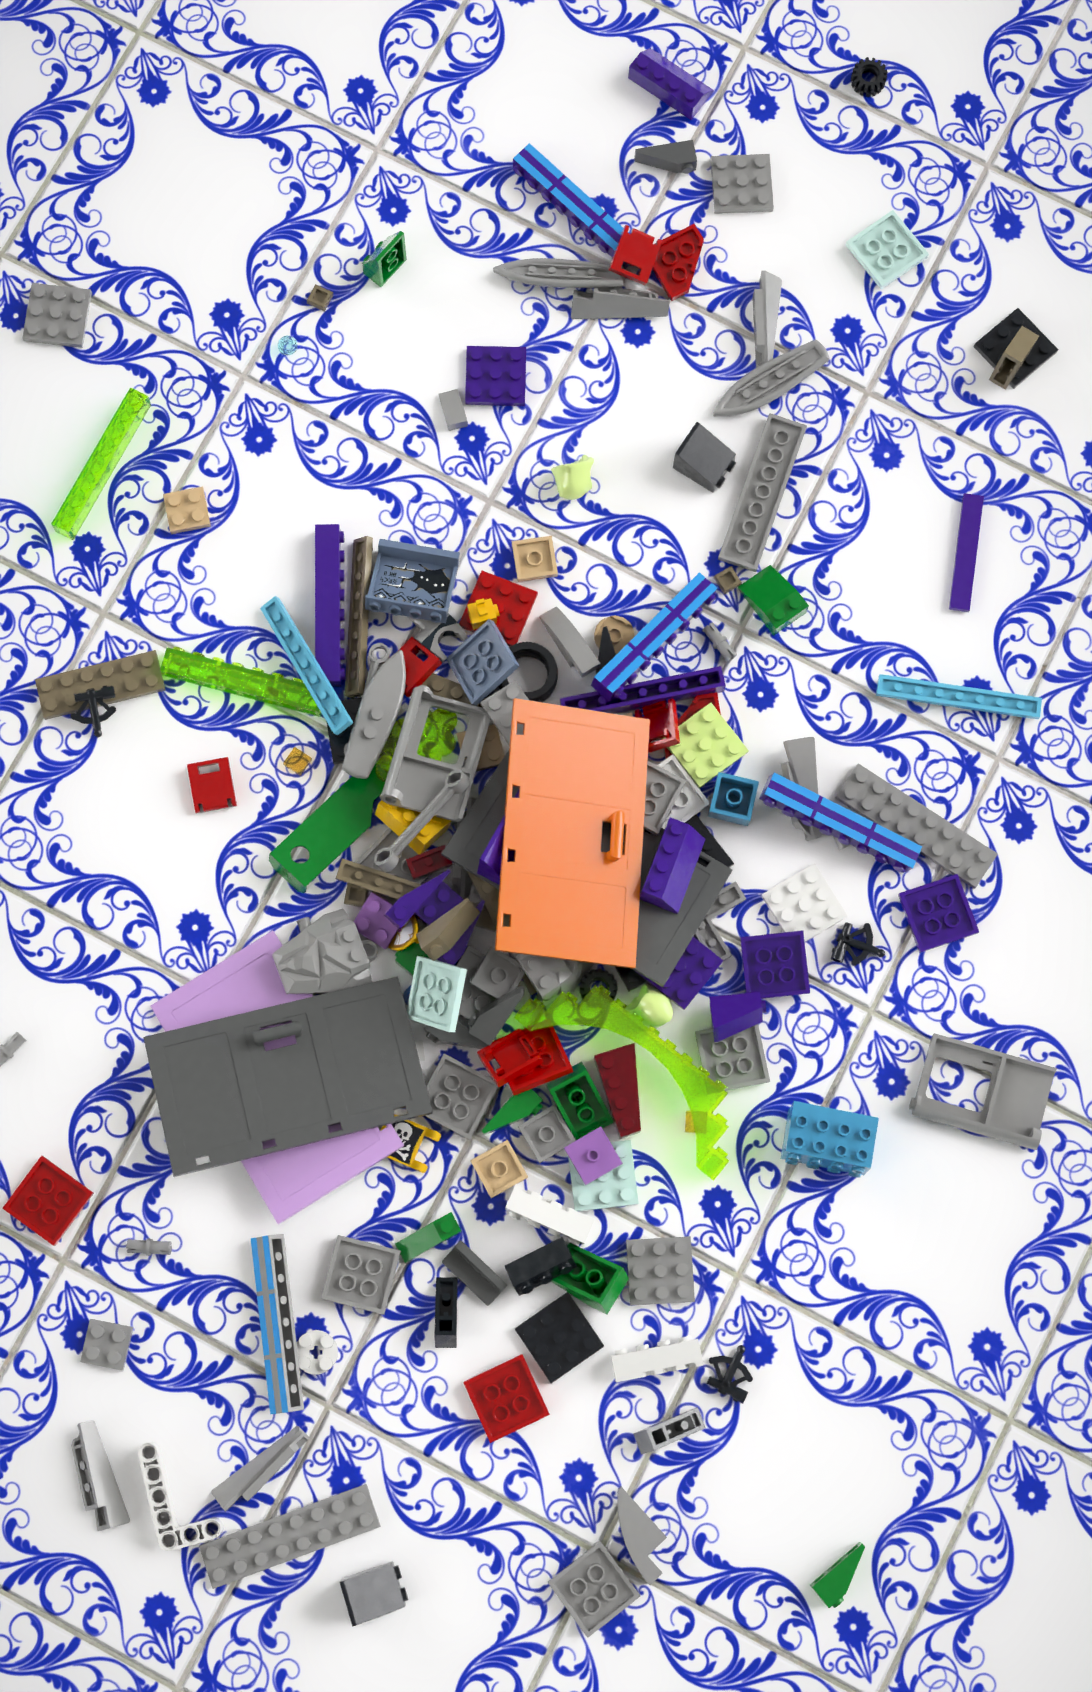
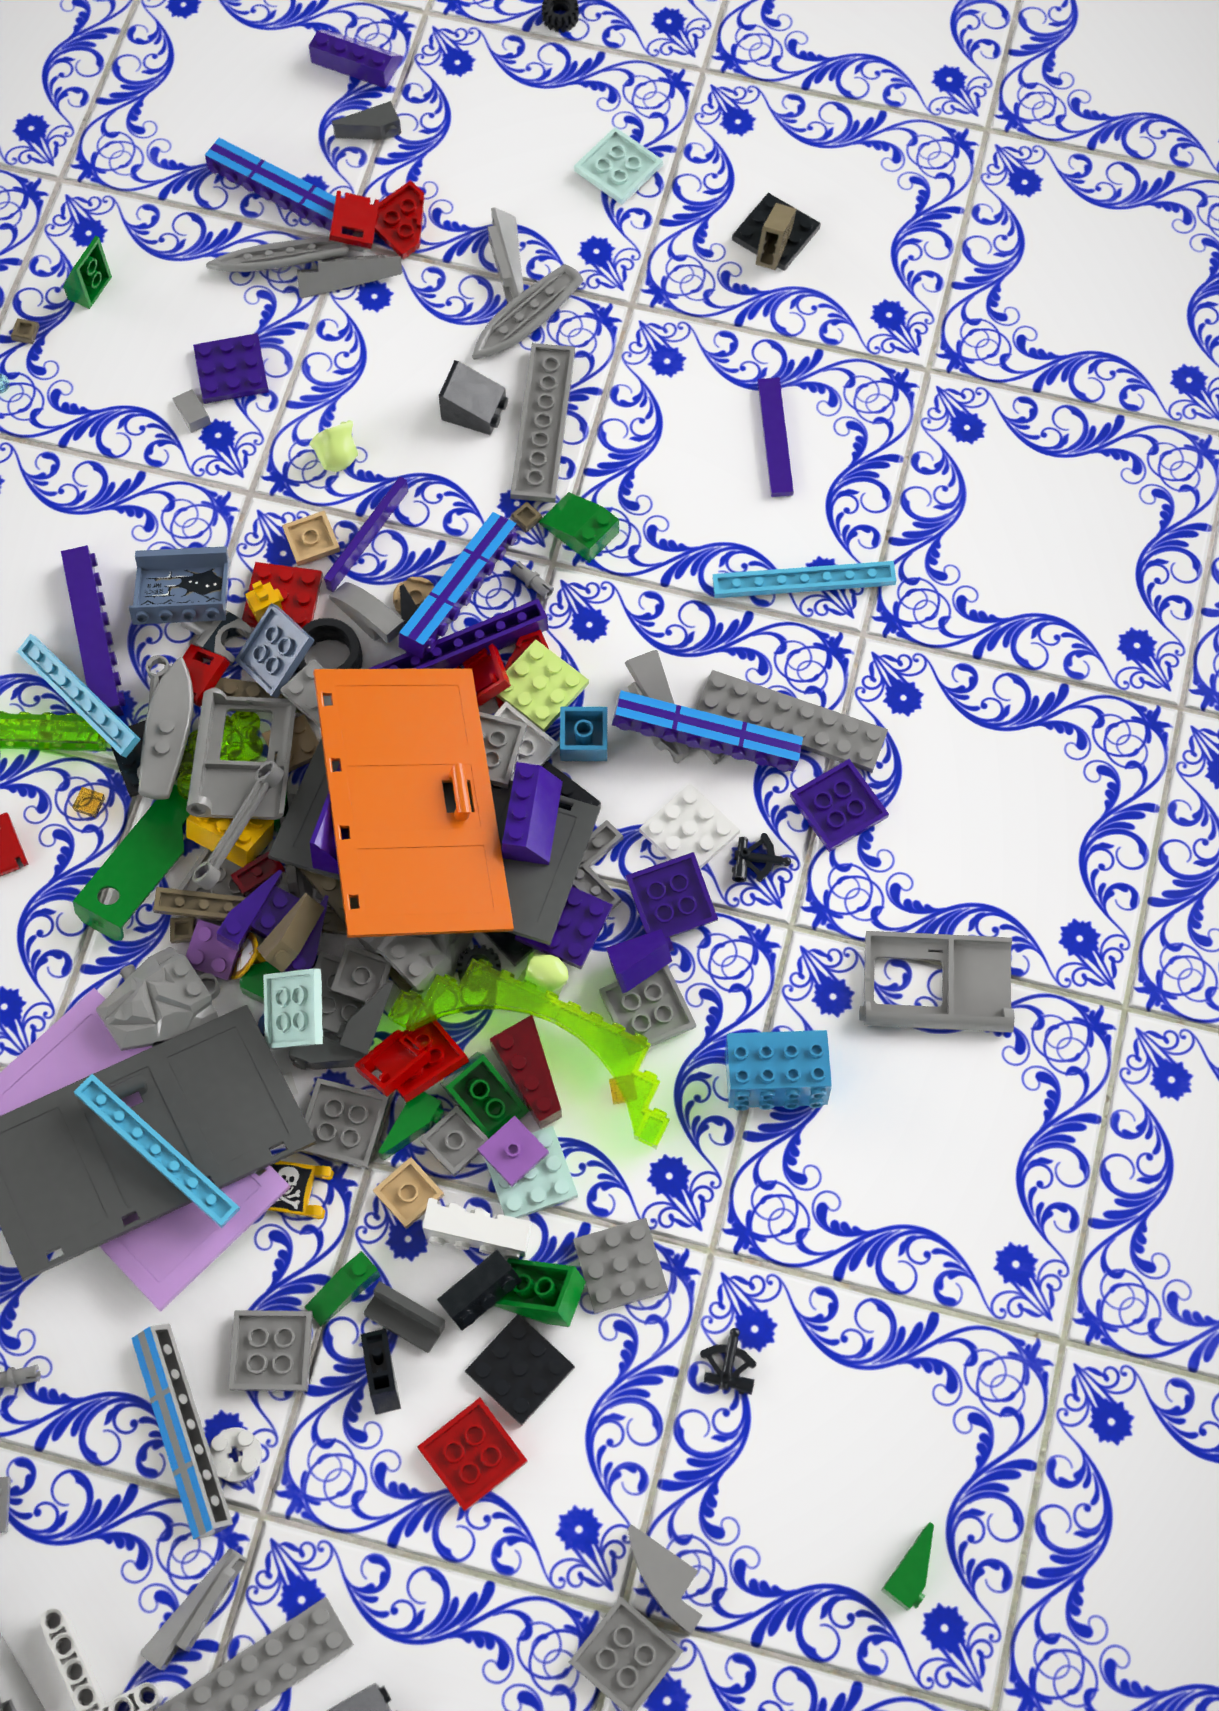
camera: 10 degrees left, 10 degrees down
(301, 1092) = (157, 1151): none -> medium azure plate
(358, 617) = (128, 638): dark tan plate -> none
(583, 566) = (366, 534): none -> dark purple tile
(656, 1360) = (639, 1366): white wedge -> none
(669, 1431) = (672, 1446): slope -> none
(742, 183) = (452, 135): light grey plate -> none

